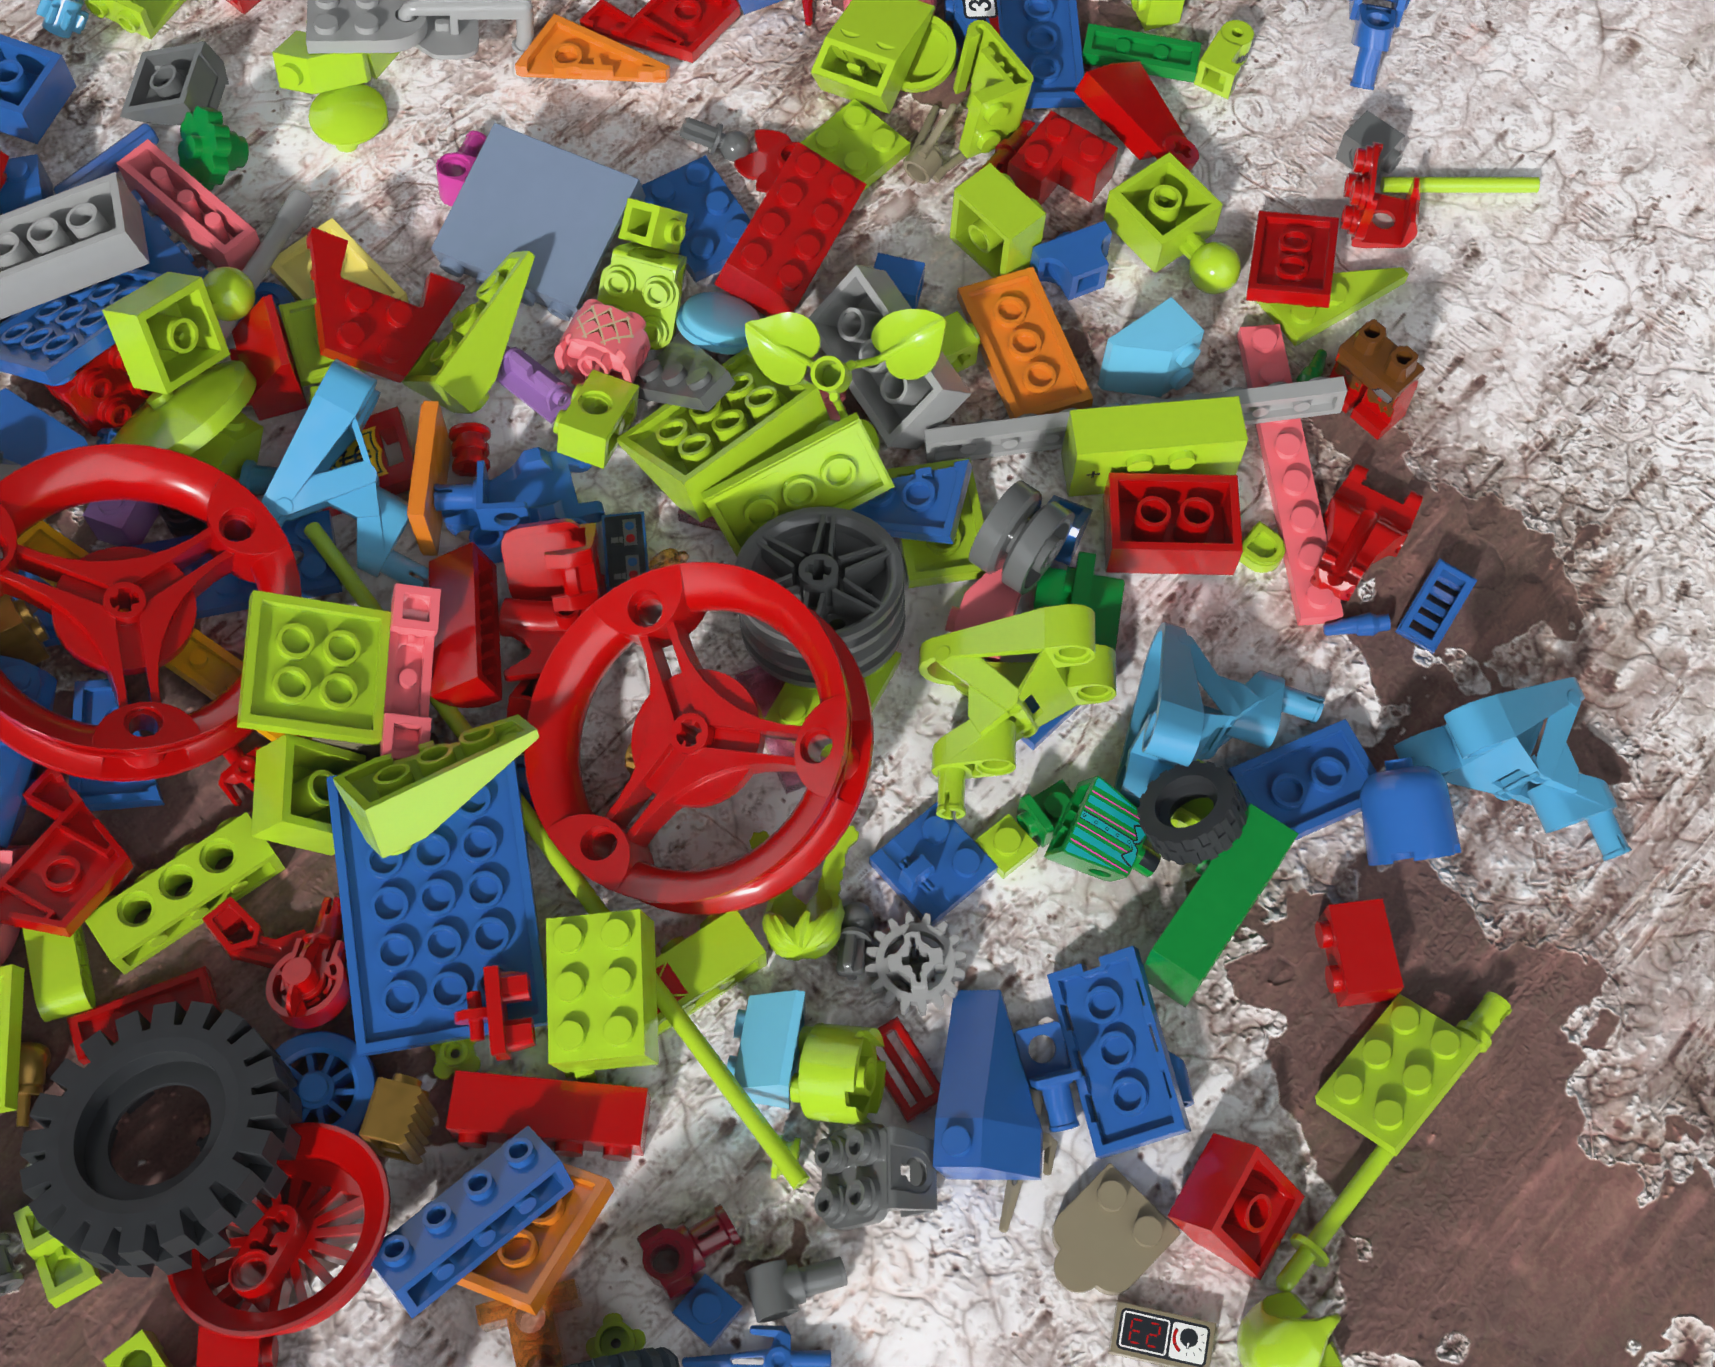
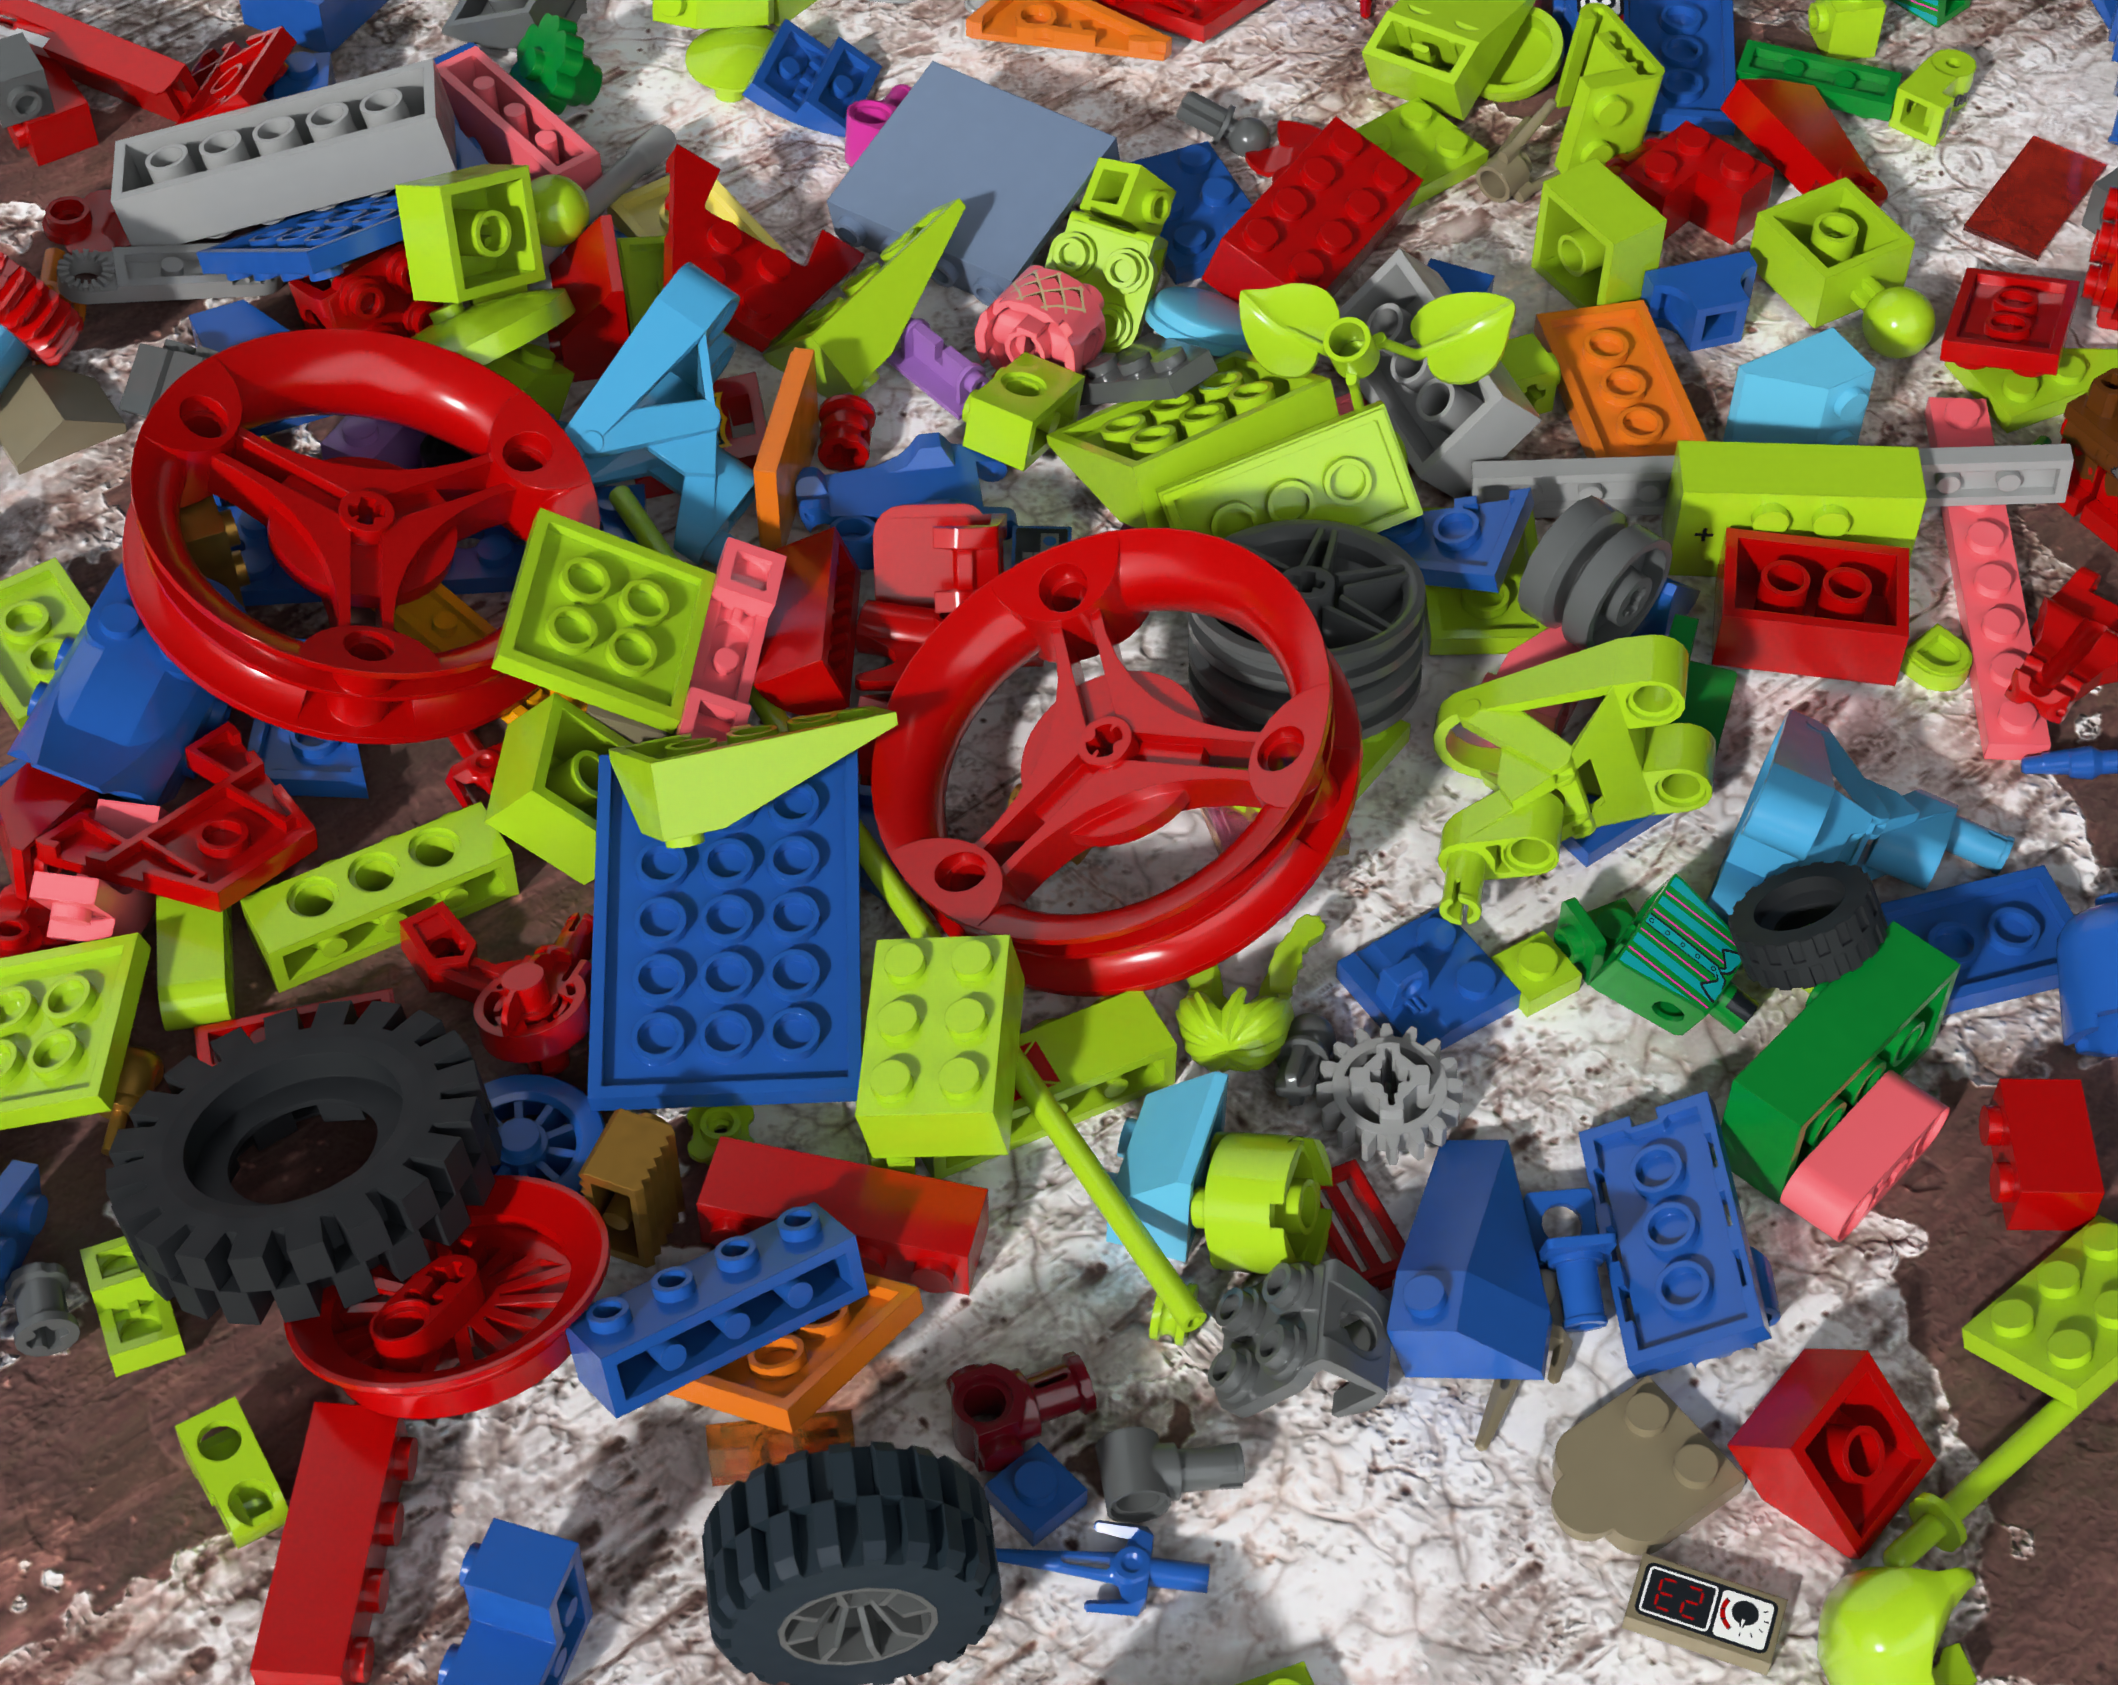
camera: 10 degrees right, 15 degrees down
(406, 130) = (810, 81): none -> blue slope
(476, 497) = (849, 476): blue bracket -> none
(504, 1034) = (799, 1085): red hips -> none
(1241, 969) = (1864, 1155): none -> coral beam
(1301, 138) = (2035, 197): none -> clear red piece

